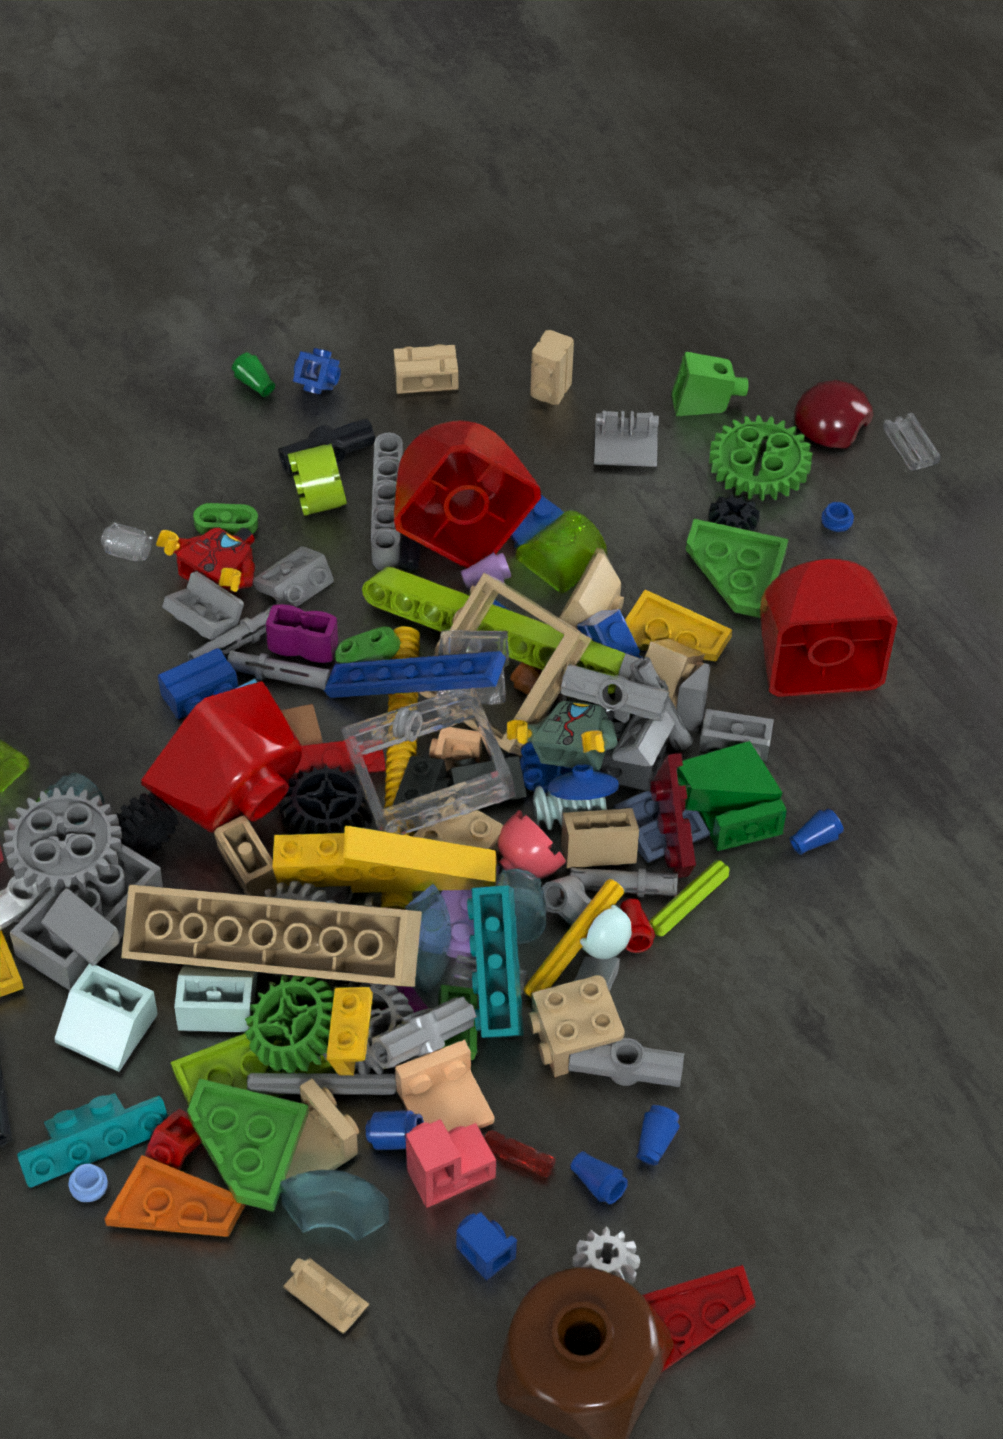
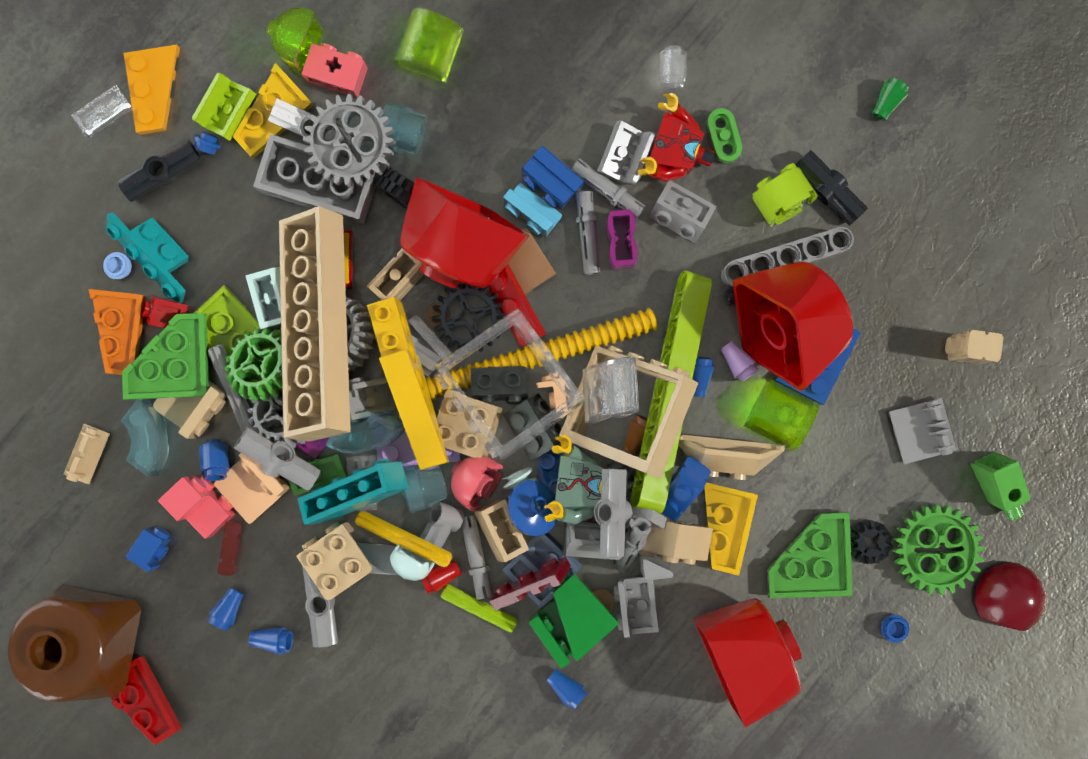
camera: 75 degrees right, 35 degrees up
(81, 927) = (283, 184): light grey slope -> none
(105, 1017) = (239, 227): light aqua slope -> none
(307, 369) = (907, 150): blue brick -> none
(349, 1028) = (252, 408): yellow bracket -> none
(368, 646) = (626, 293): bright green plate -> none
(407, 724) = (525, 361): light grey bush -> none
(415, 674) = (592, 348): blue tile -> none
(425, 369) = (945, 238): tan brick -> none
(607, 1247) = (162, 623): white gear -> none
(917, 441) = (1011, 677): clear tile -> none

